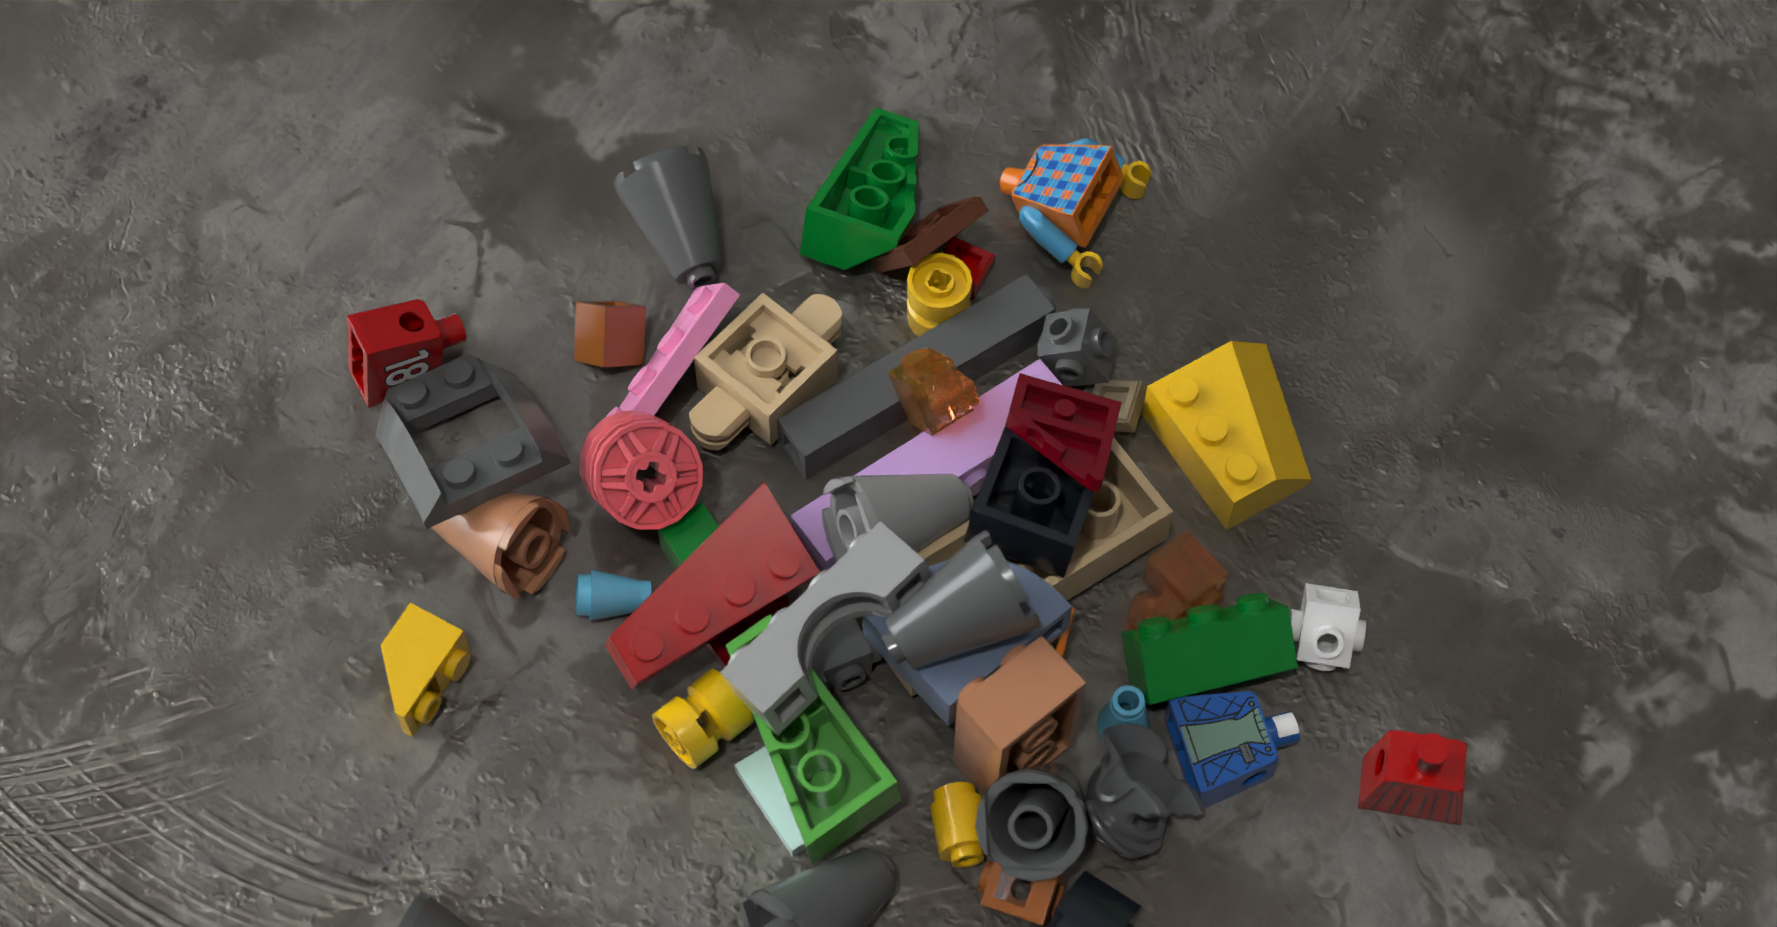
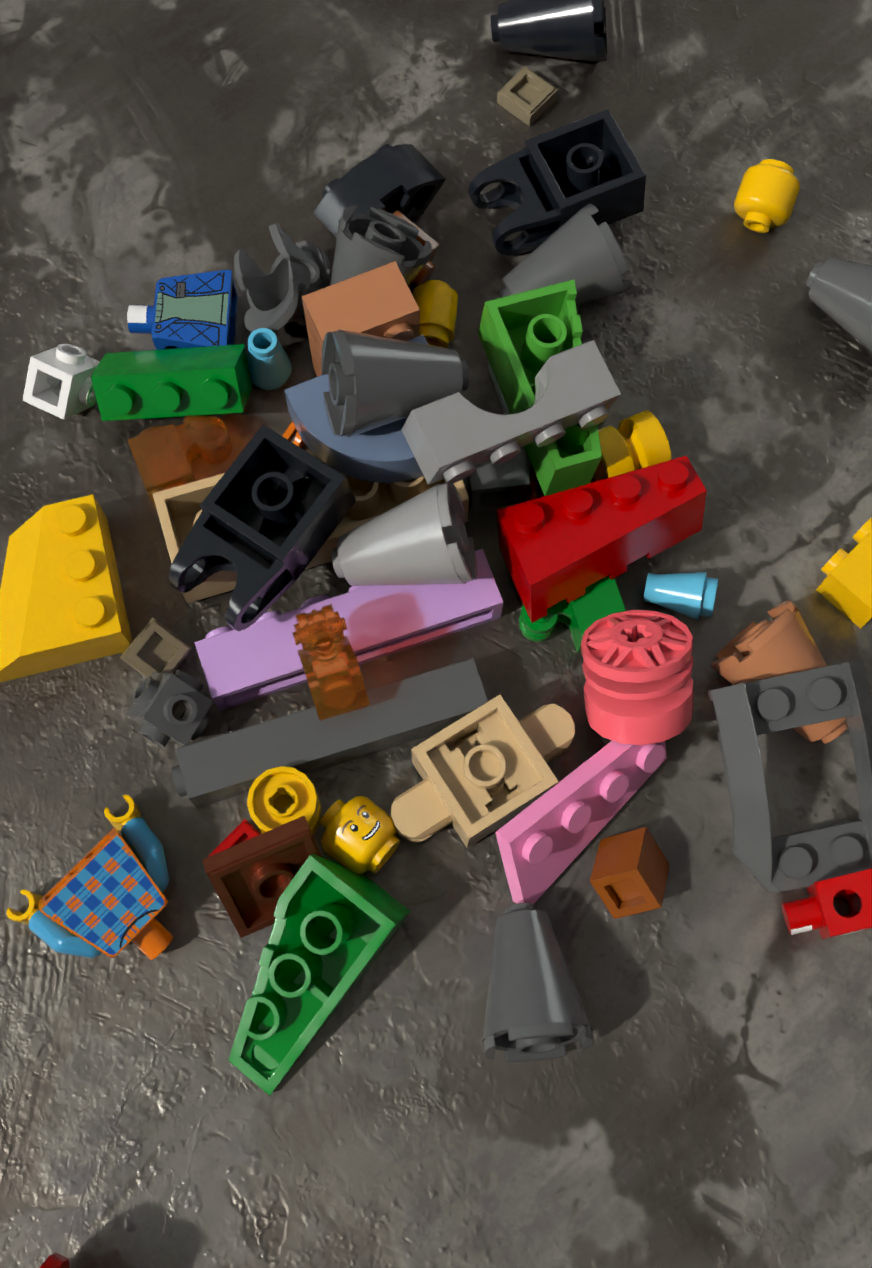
camera: 165 degrees left, 10 degrees up
(865, 294) = (359, 834): none -> yellow head
(1065, 426) = (224, 536): dark red wing -> none
(1415, 776) = (53, 245): red torso -> none

